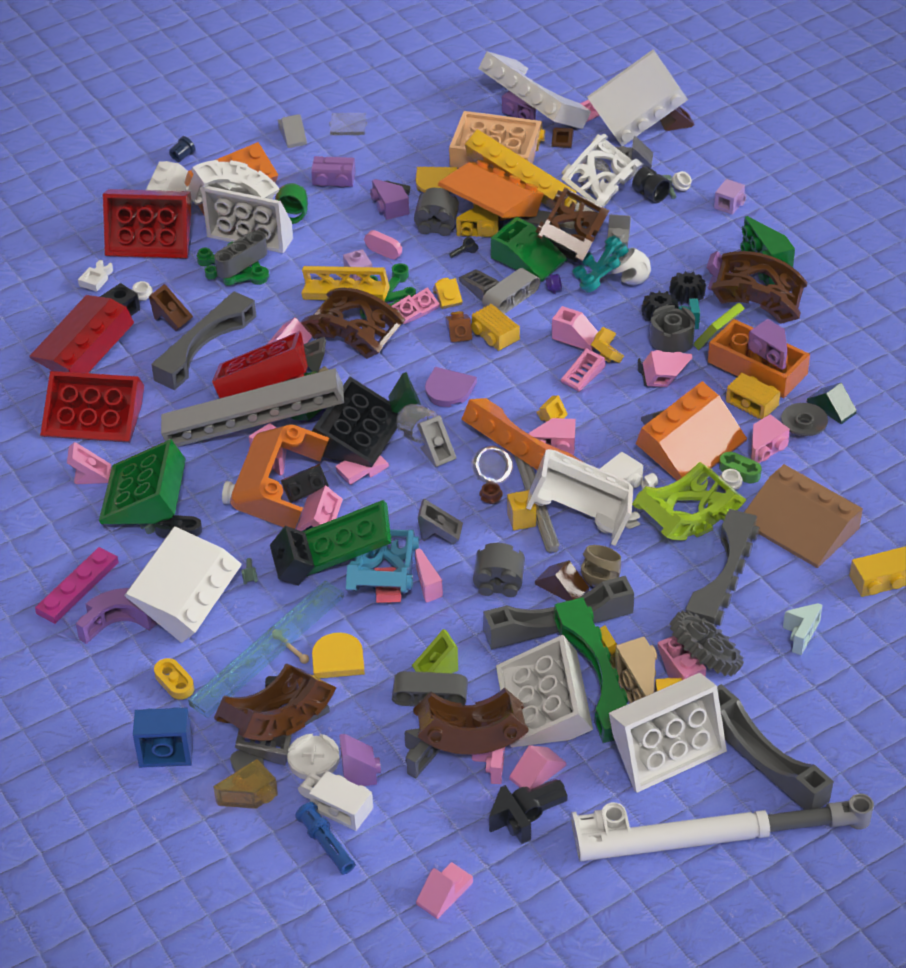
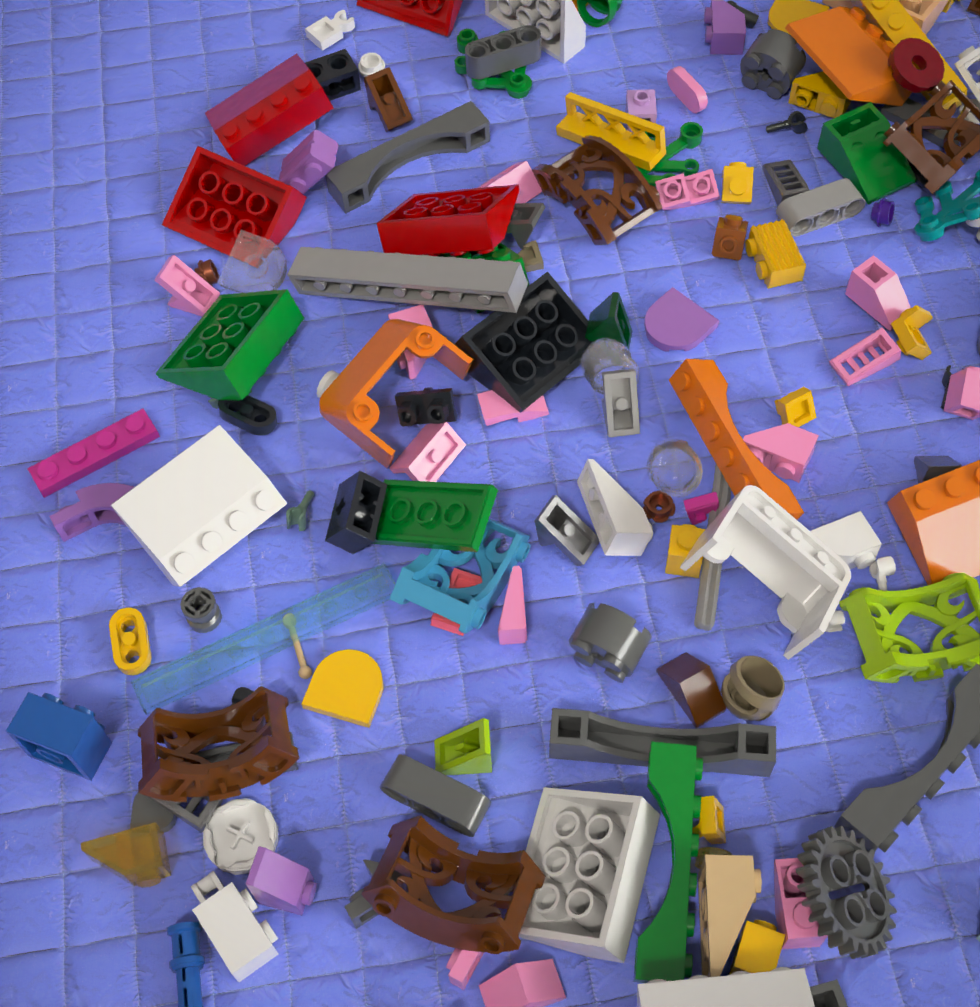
camera: 25 degrees right, 15 degrees up
(97, 450) = (207, 271): none -> copper plate
(128, 437) = (253, 265): none -> clear tile
(137, 358) = (309, 161): none -> medium lavender brick
(214, 645) = (207, 614): none -> dark grey wheel
(463, 503) = (614, 513): none -> white slope
(519, 481) = (700, 506): none -> dark pink tile
(547, 184) = (927, 59): none -> dark red tile

